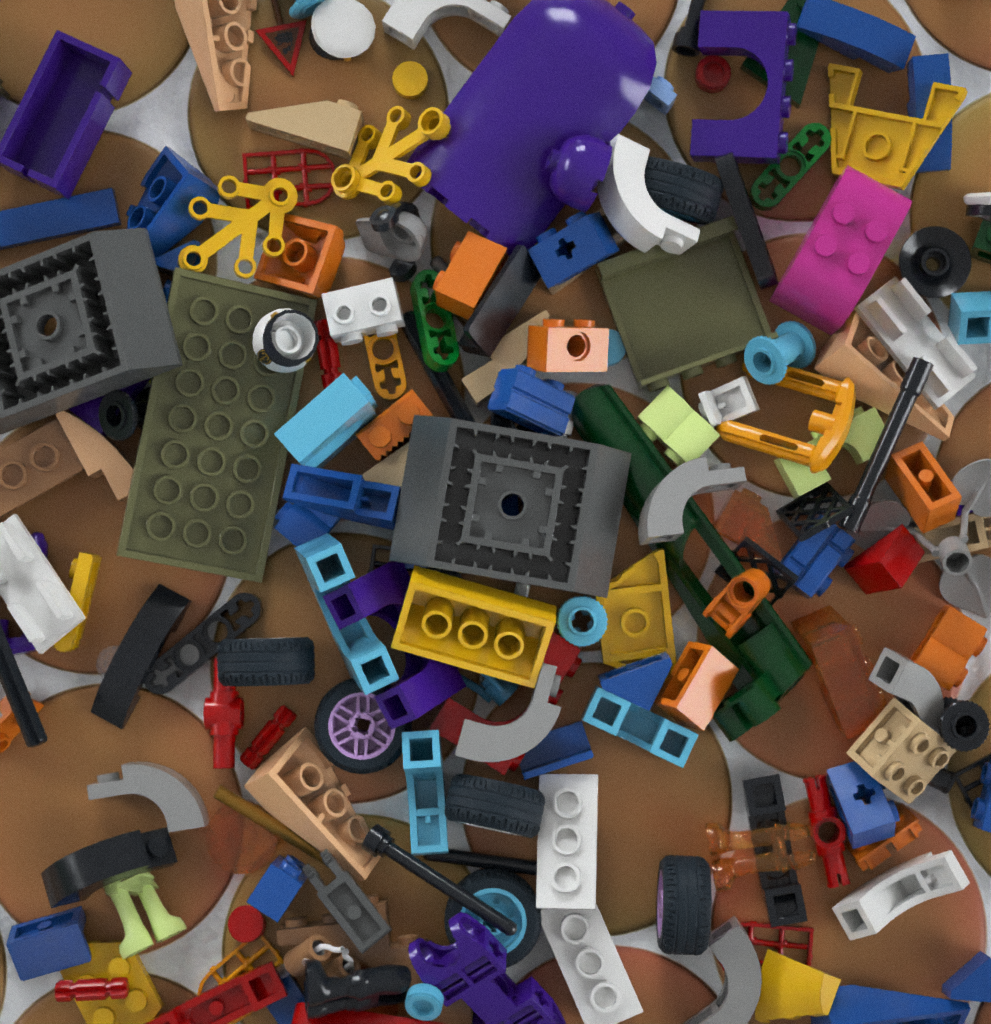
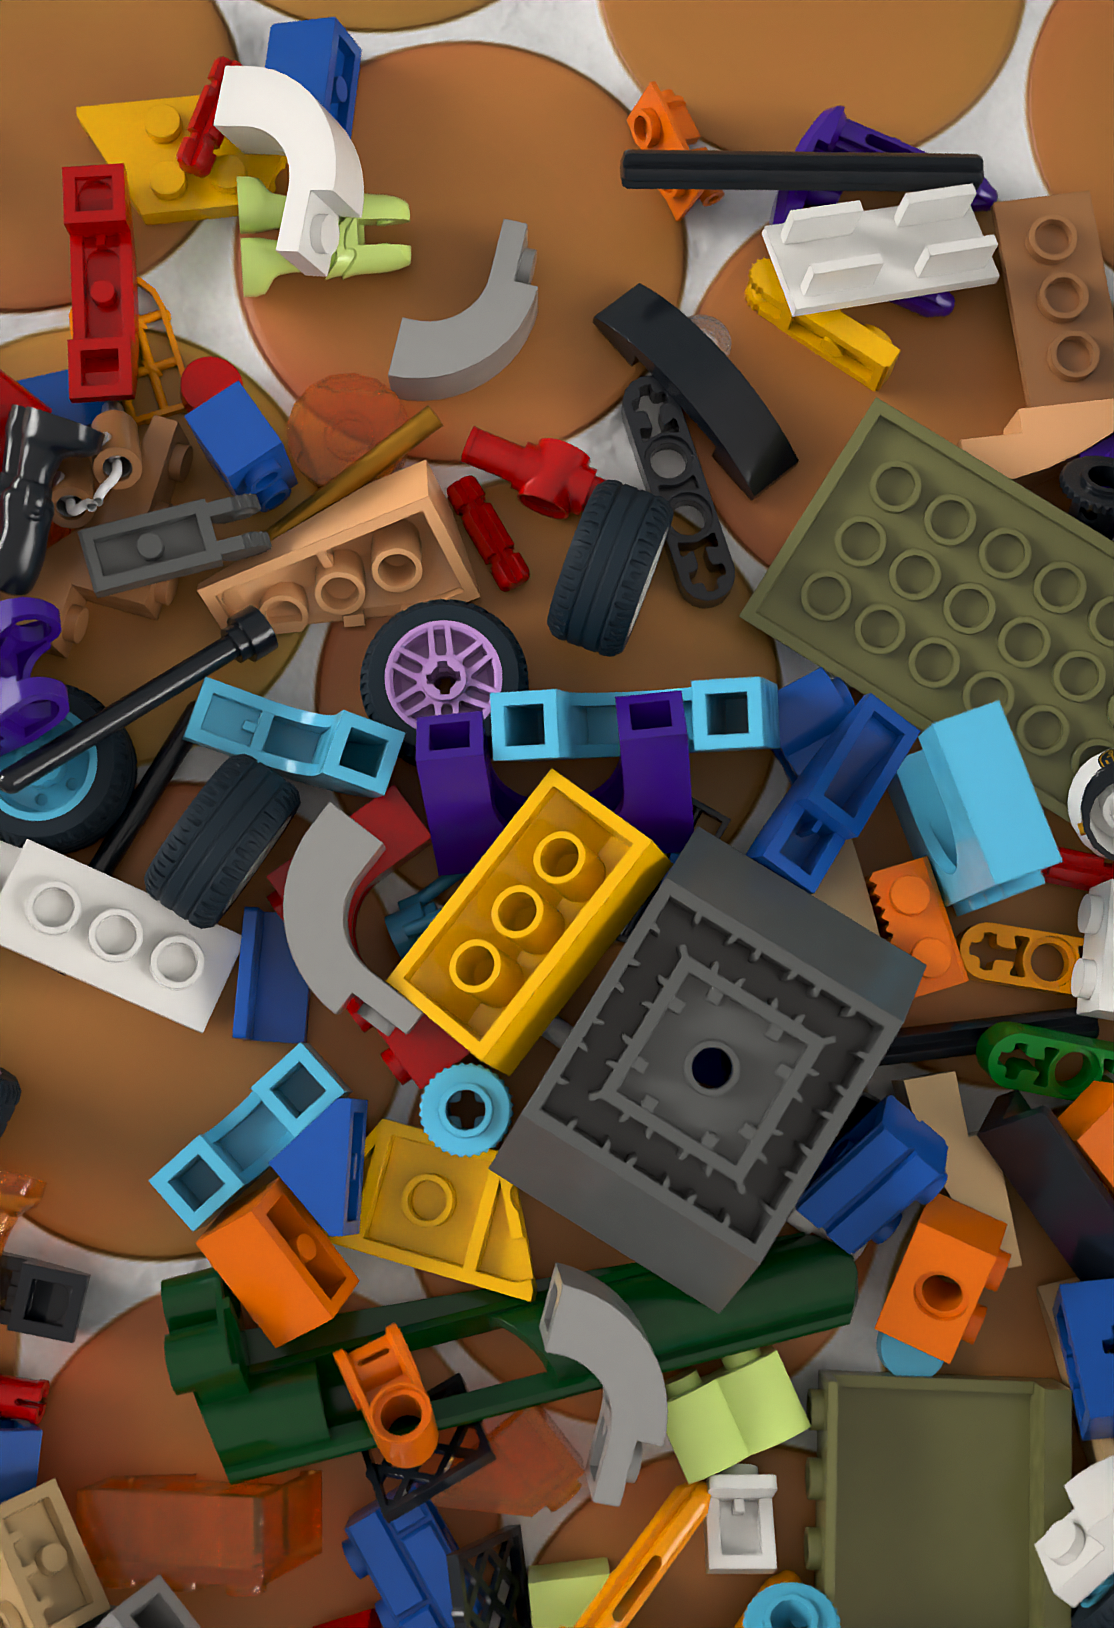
camera: 105 degrees right, 5 degrees down
(95, 915) = (278, 116): none -> white arch
(106, 862) = (395, 214): black arch -> none

